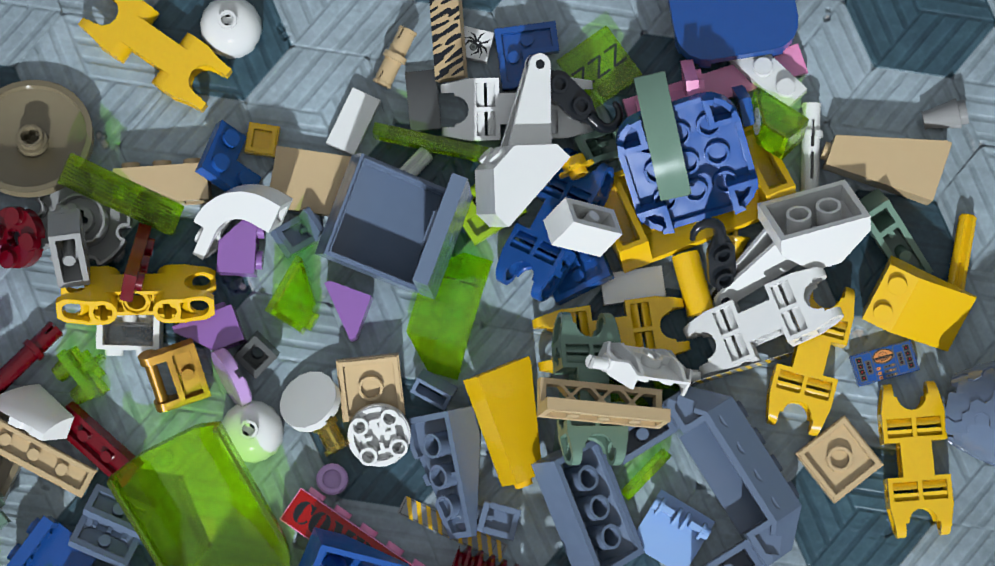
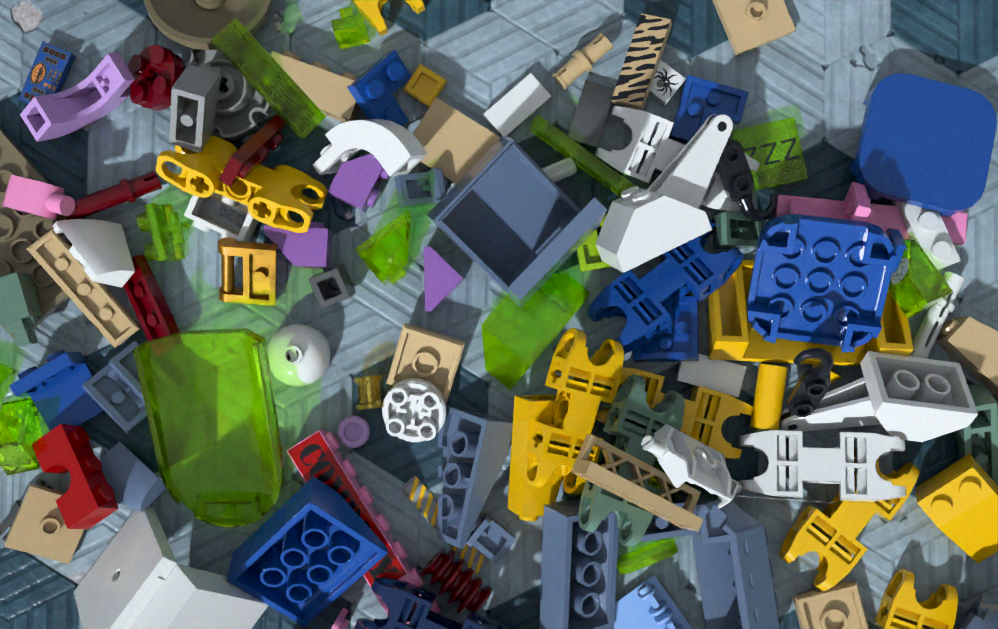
camera: 20 degrees right, 5 degrees up
(173, 118) = (350, 29): none -> clear neon green tile
(226, 369) = (298, 297): lavender tile -> none
(310, 401) = (363, 352): white tile -> none
(436, 384) = (483, 391): sand blue piece -> none
(519, 366) = (573, 408): none -> yellow piece
(576, 167) = (711, 241): yellow plate -> none
(582, 227) = (693, 302): white brick -> none
(662, 135) = (811, 247): sand green slope -> none
(884, 363) = (913, 548): tile -> none

